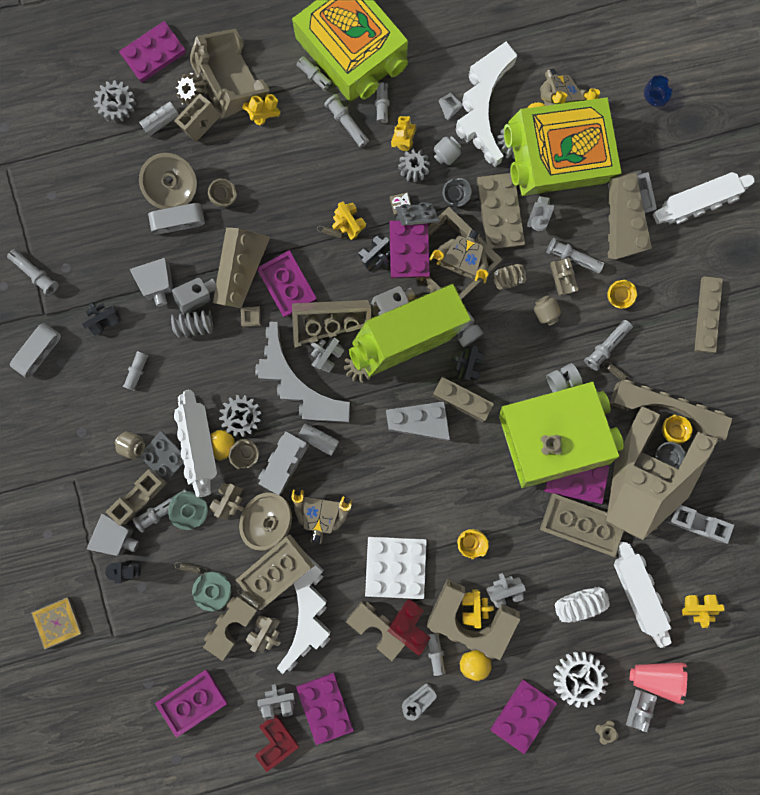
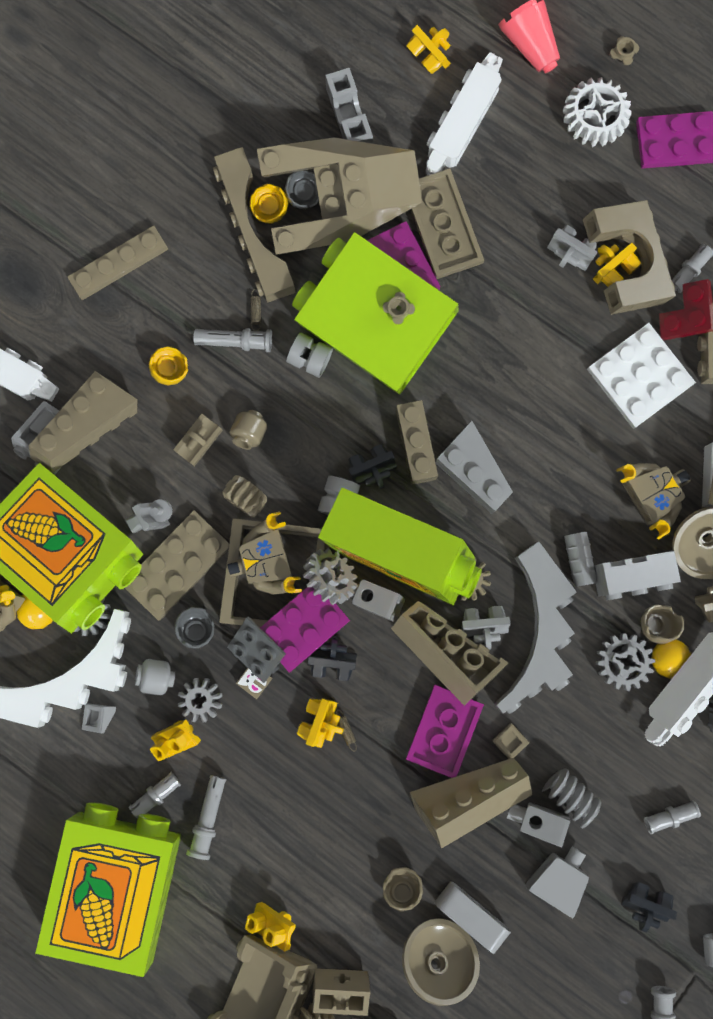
camera: 130 degrees left, 0 degrees up
(313, 73) = (180, 903): light grey pin -> none
(425, 282) = (330, 576): none -> light grey gear
(472, 543) = (554, 316): yellow hair -> none
(475, 665) = (670, 221): yellow hair -> none
(566, 251) = (167, 458): light grey pin -> none
(582, 604) = (526, 162): white gear -> none
(641, 710) = (577, 32): light grey hips -> none

